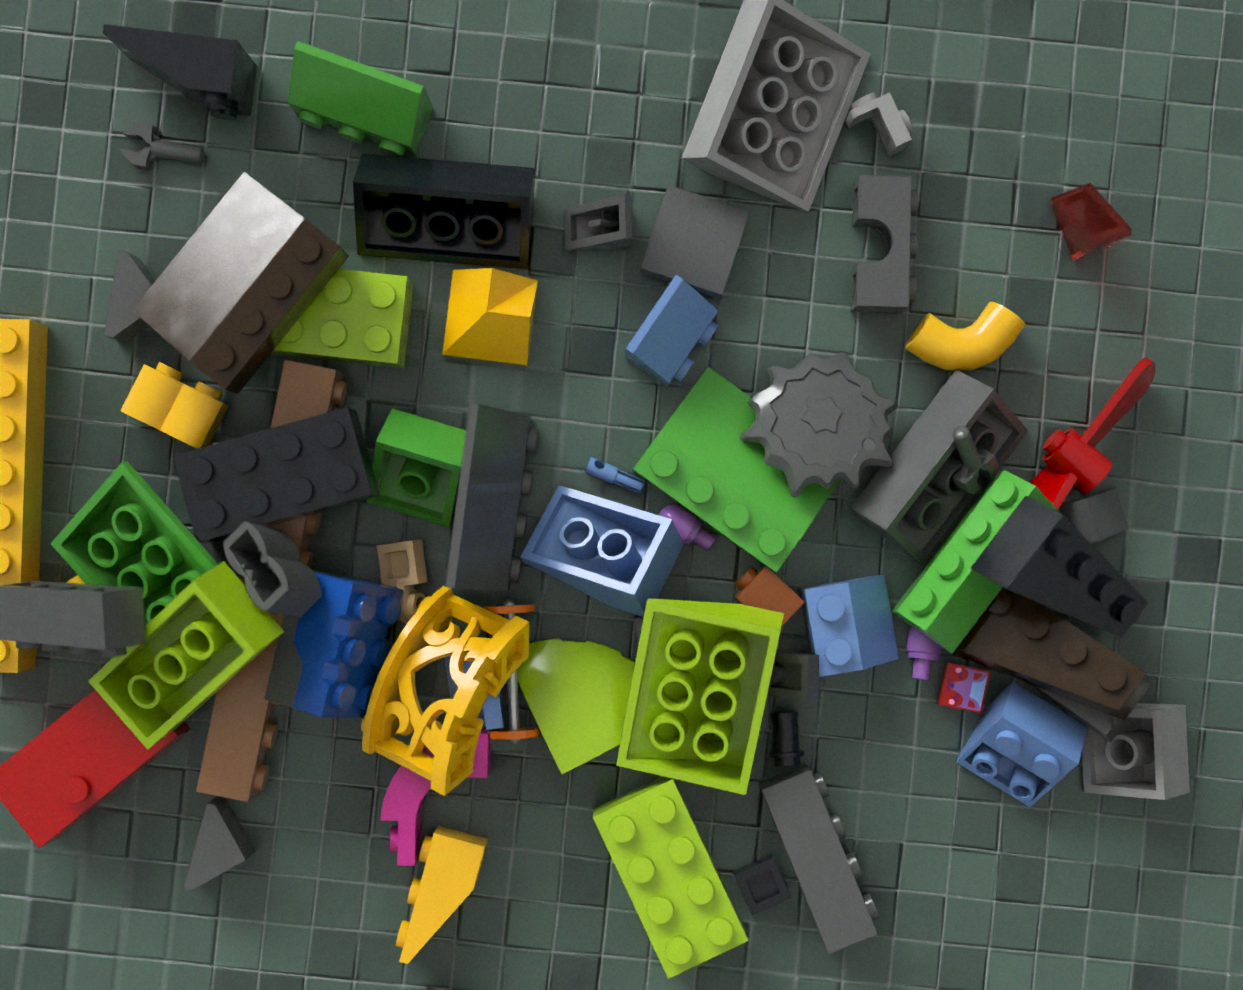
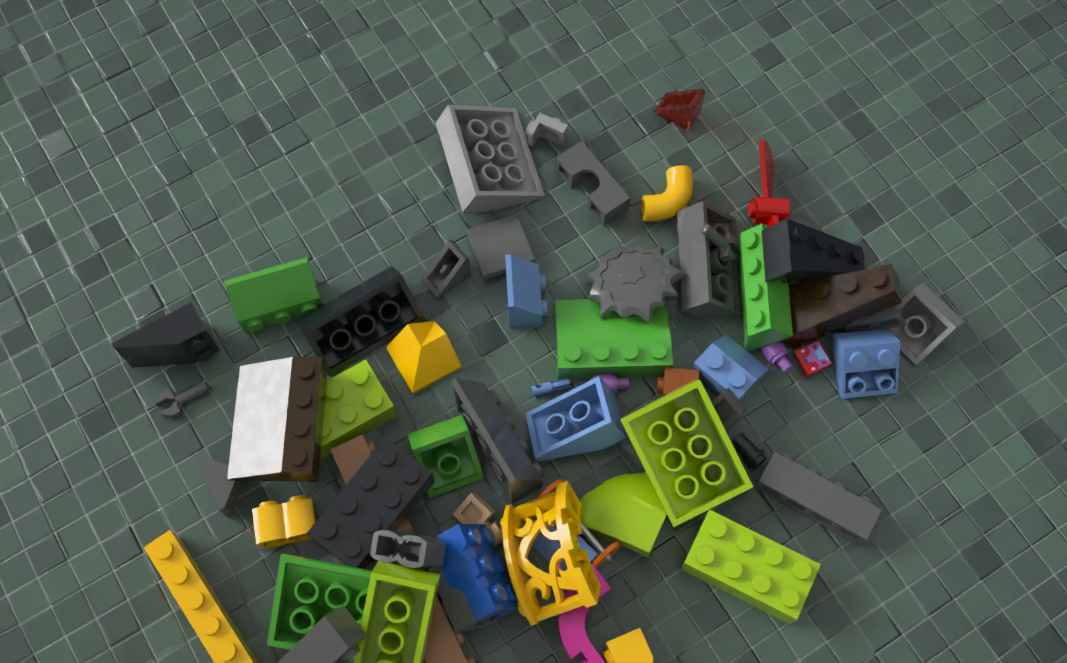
camera: 35 degrees left, 20 degrees down
(762, 884) = (801, 536): black plate -> none

